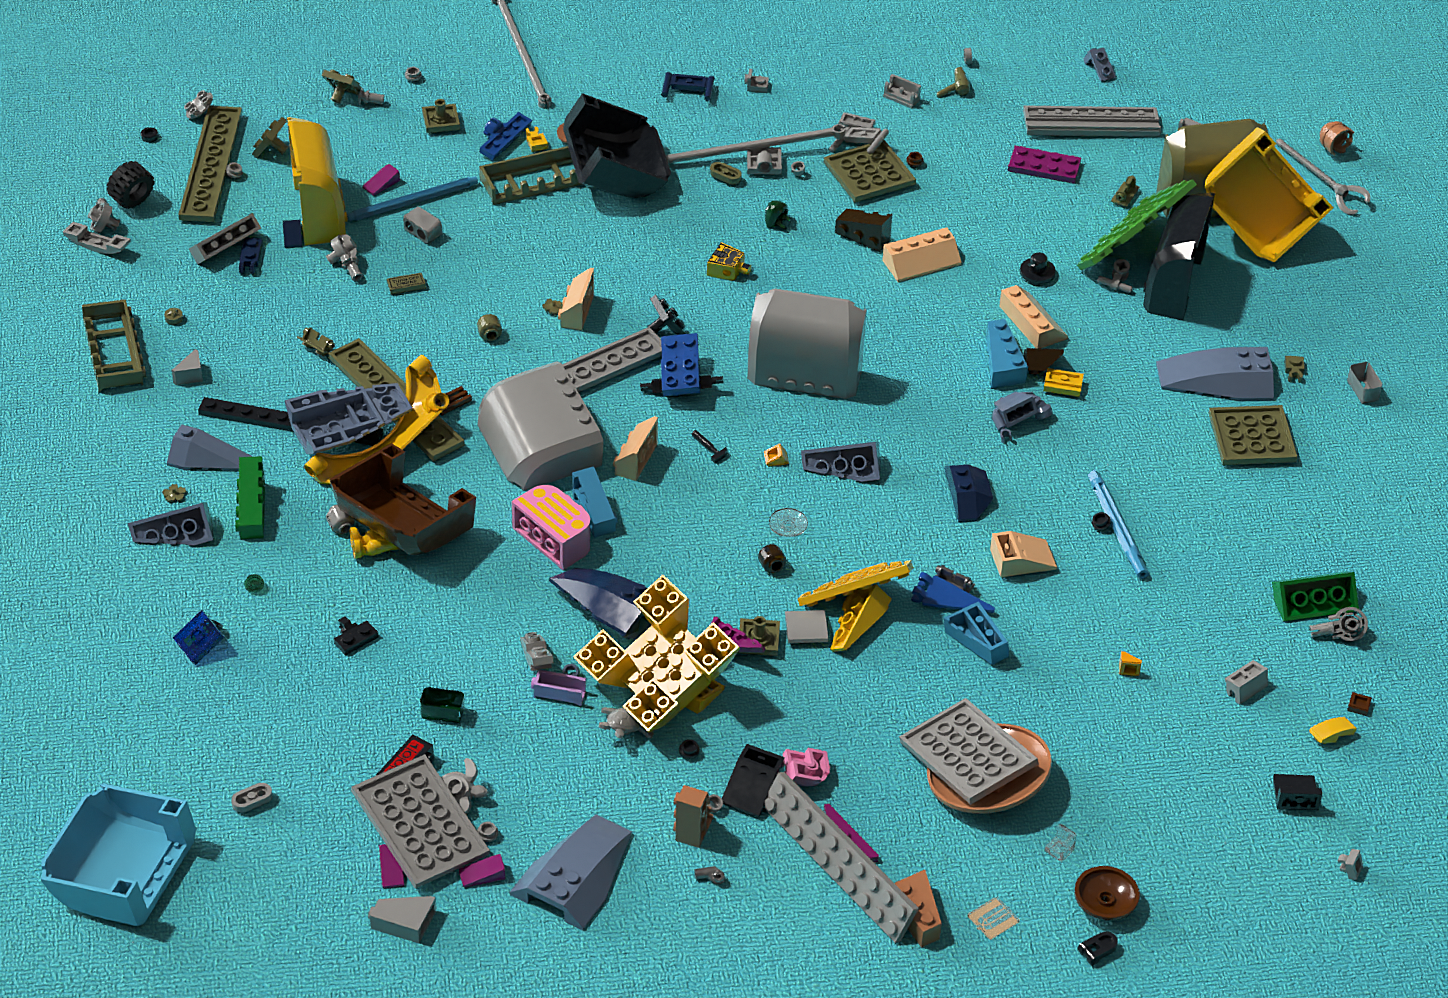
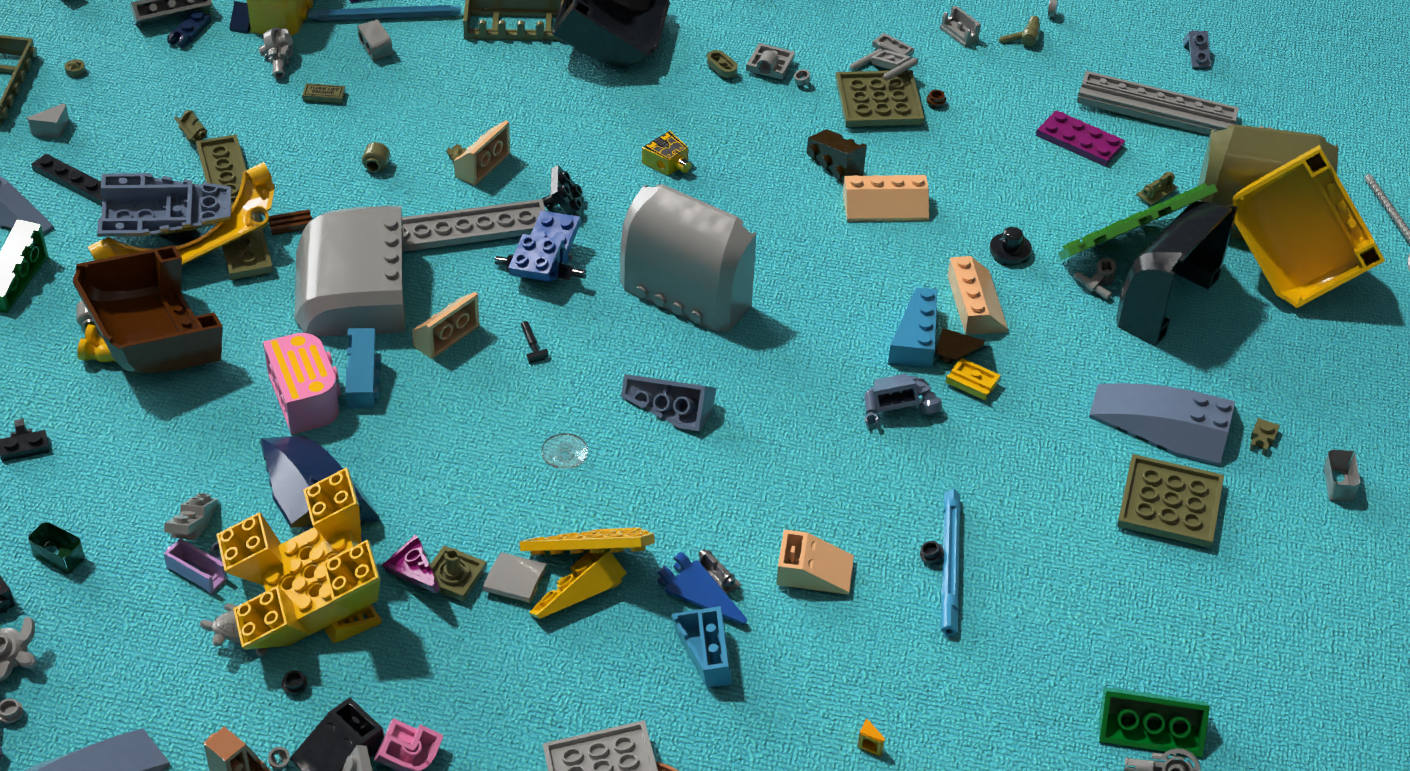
camera: 20 degrees right, 0 degrees up
(772, 558) = (521, 486): dark brown head -> none
(775, 213) = (749, 117): dark green piece -> none
(776, 456) = (600, 373): light orange slope -> none
(837, 131) = (862, 48): light grey hinge -> none
(969, 491) = (793, 473): dark blue wedge -> none

